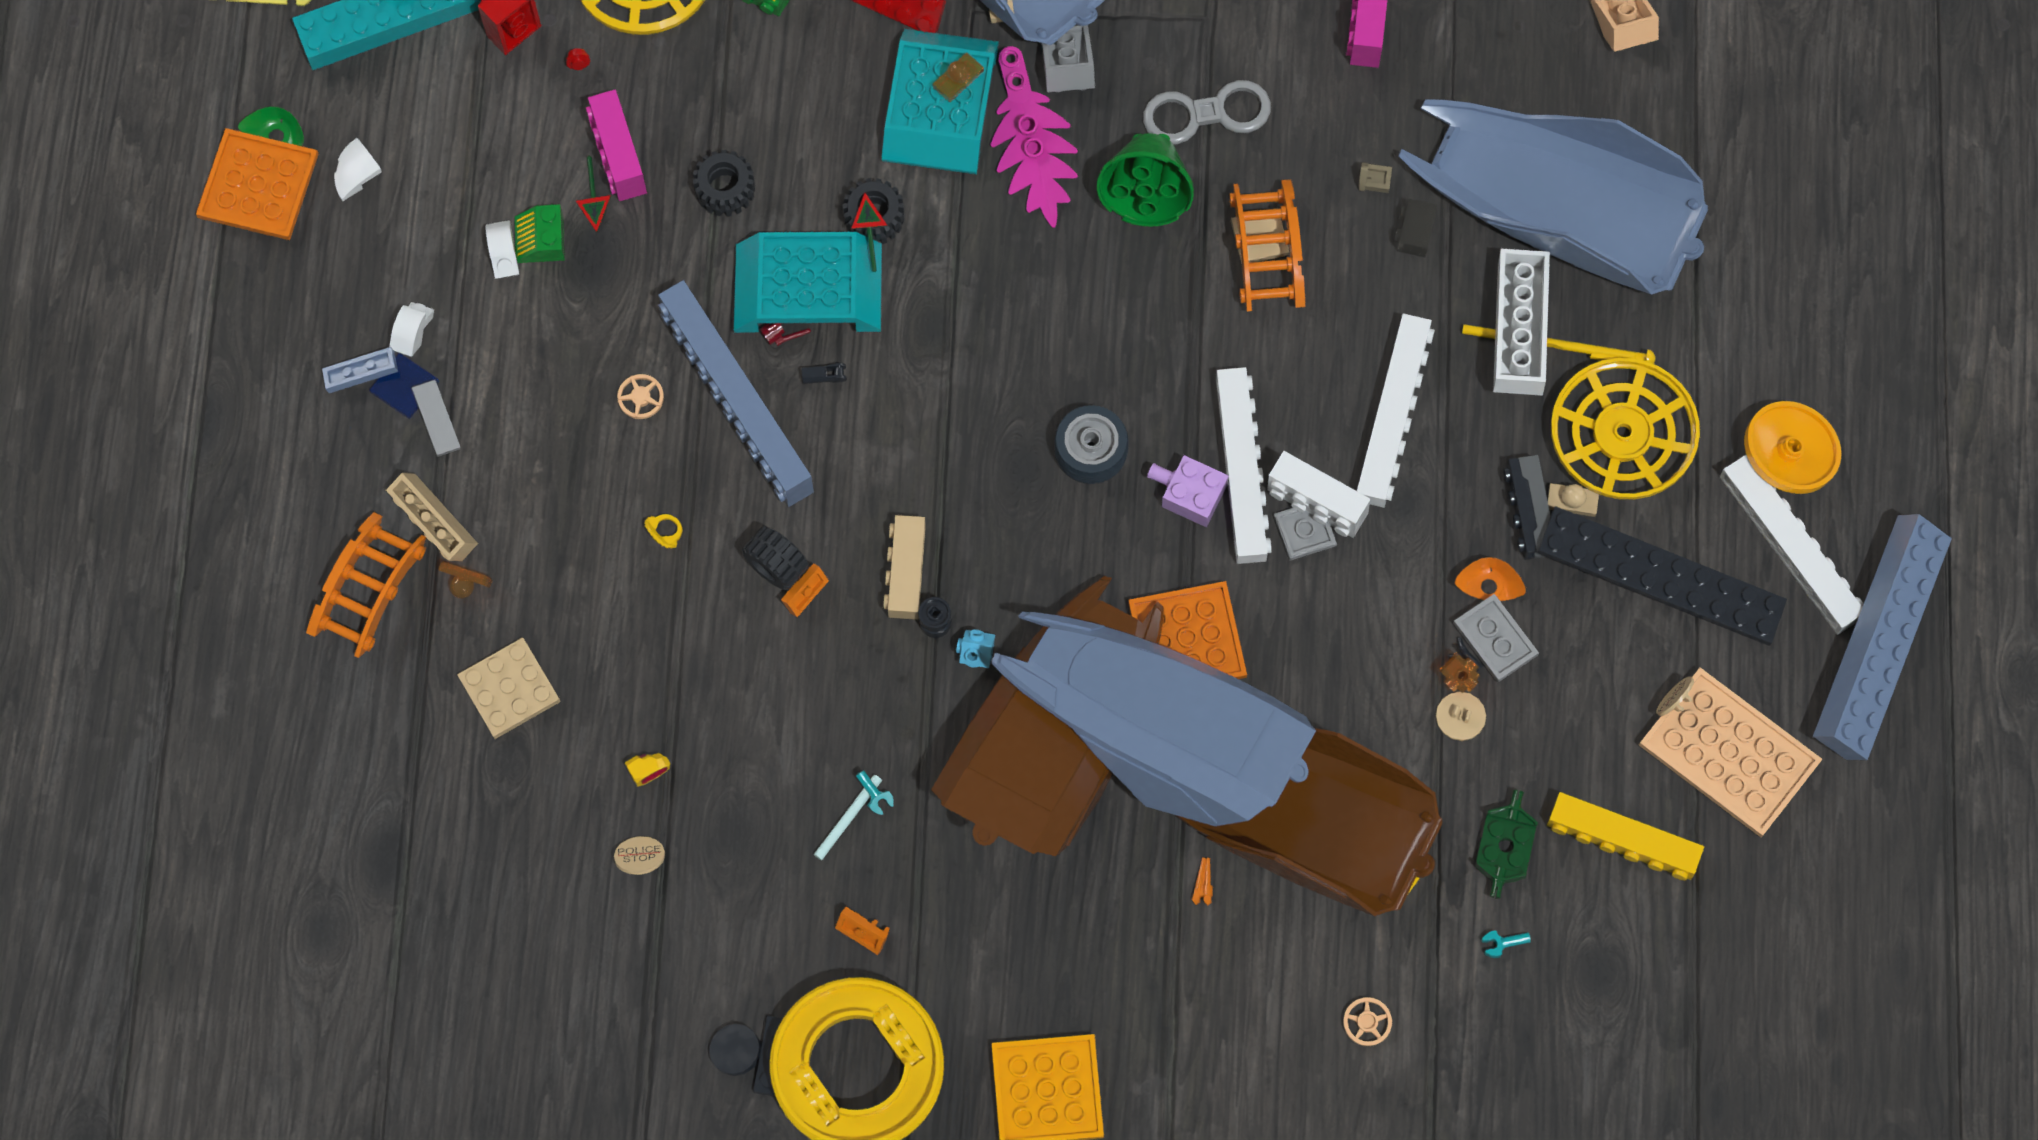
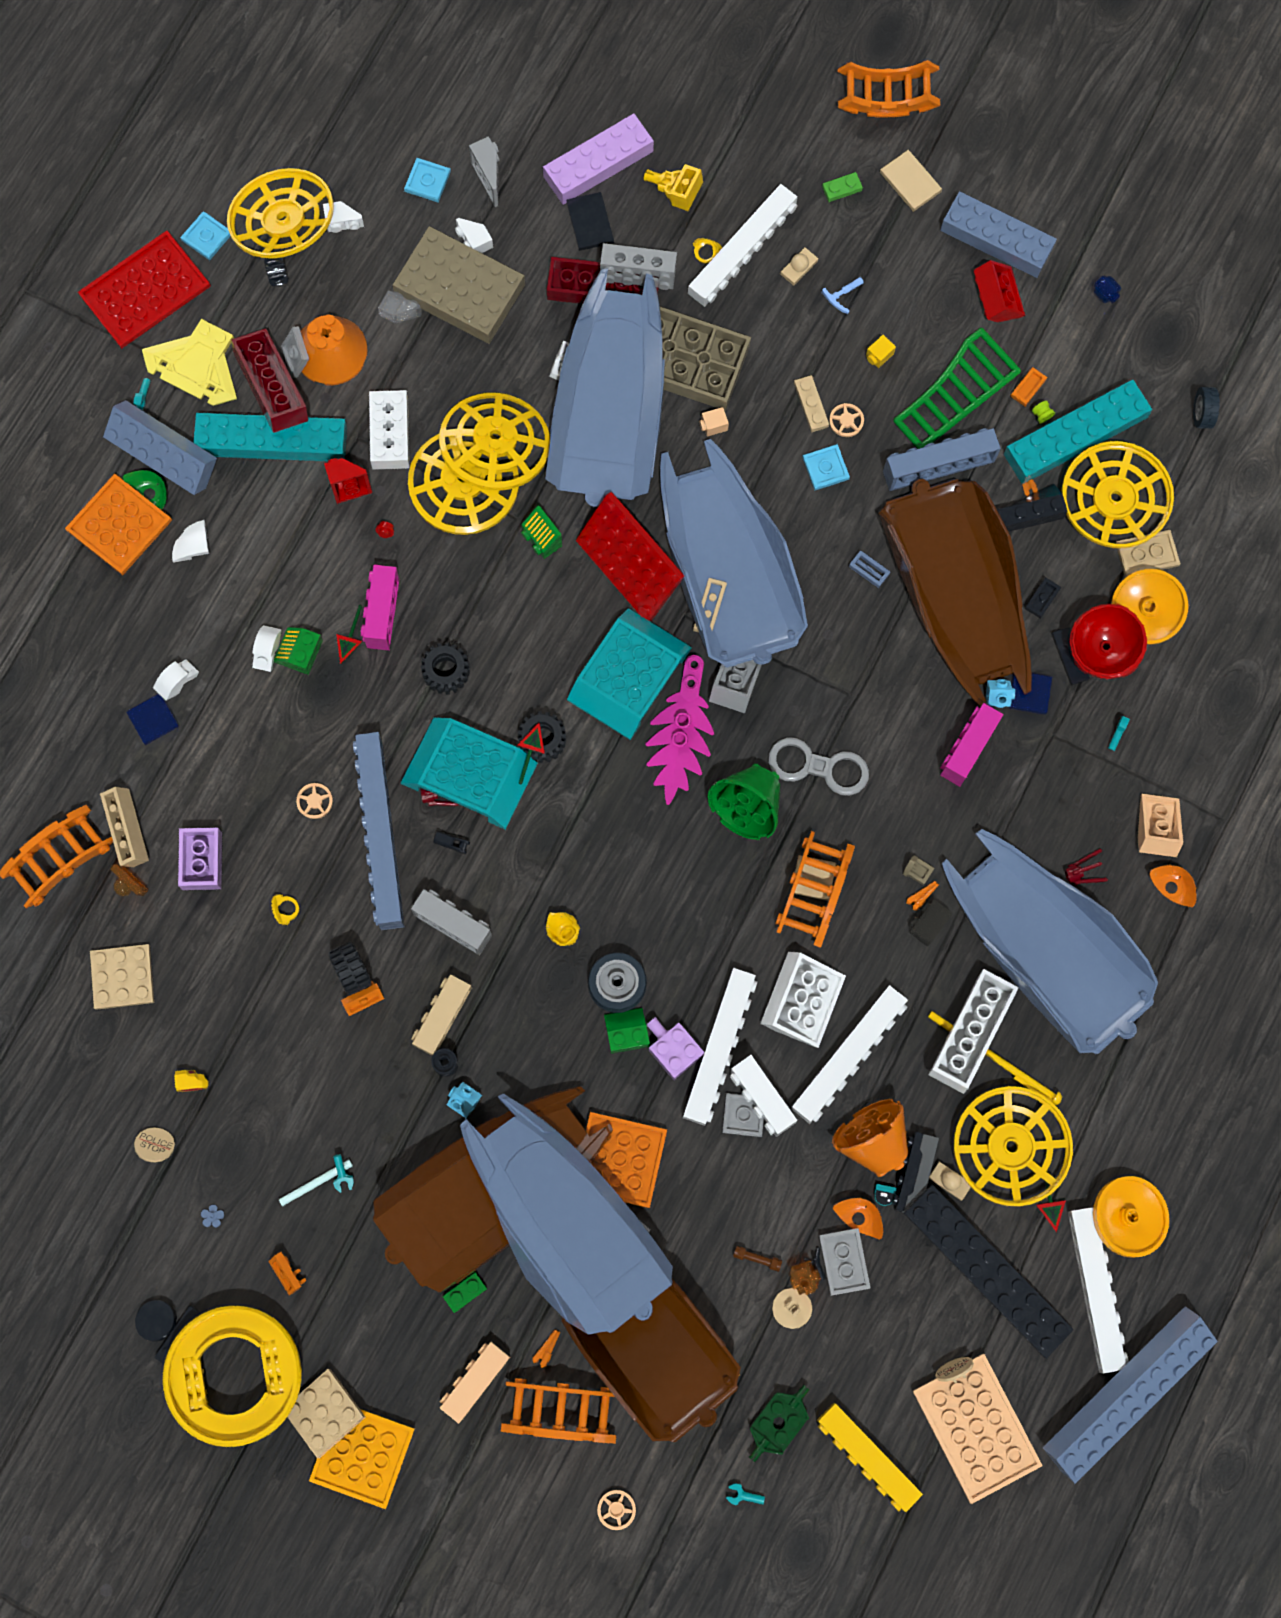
camera: 20 degrees right, 5 degrees up
(214, 30) = (139, 399): none -> teal bar
(267, 74) = (159, 447): none -> sand blue brick
(360, 370) = (125, 694): sand blue plate -> none
(436, 418) = (162, 753): light grey tile -> none
(539, 514) = (200, 858): none -> lavender brick
(745, 908) = (212, 1216): none -> sand blue plant
(868, 457) = (452, 922): none -> light grey brick
(958, 77) = (646, 664): clear orange tile -> none
(983, 1062) = (324, 1413): none -> tan plate
(999, 412) = (562, 928): none -> yellow hair
(1079, 862) = (464, 1292): none -> green plate
(1128, 494) = (626, 1031): none -> green slope
(1139, 952) = (475, 1382): none -> light nougat brick
(1261, 957) = (558, 1430): none -> orange fence
(1311, 372) = (803, 999): none -> white slope
(1391, 206) = (921, 896): none -> orange piece
(1417, 675) = (774, 1263): none -> reddish brown bar
(1468, 483) = (875, 1137): none -> orange cone
(1505, 546) = (884, 1194): none -> tile
(1553, 104) = (1075, 873): none -> dark red plant
(1685, 68) = (1186, 888): none -> orange piece
(1701, 482) = (1052, 1210): none -> piece

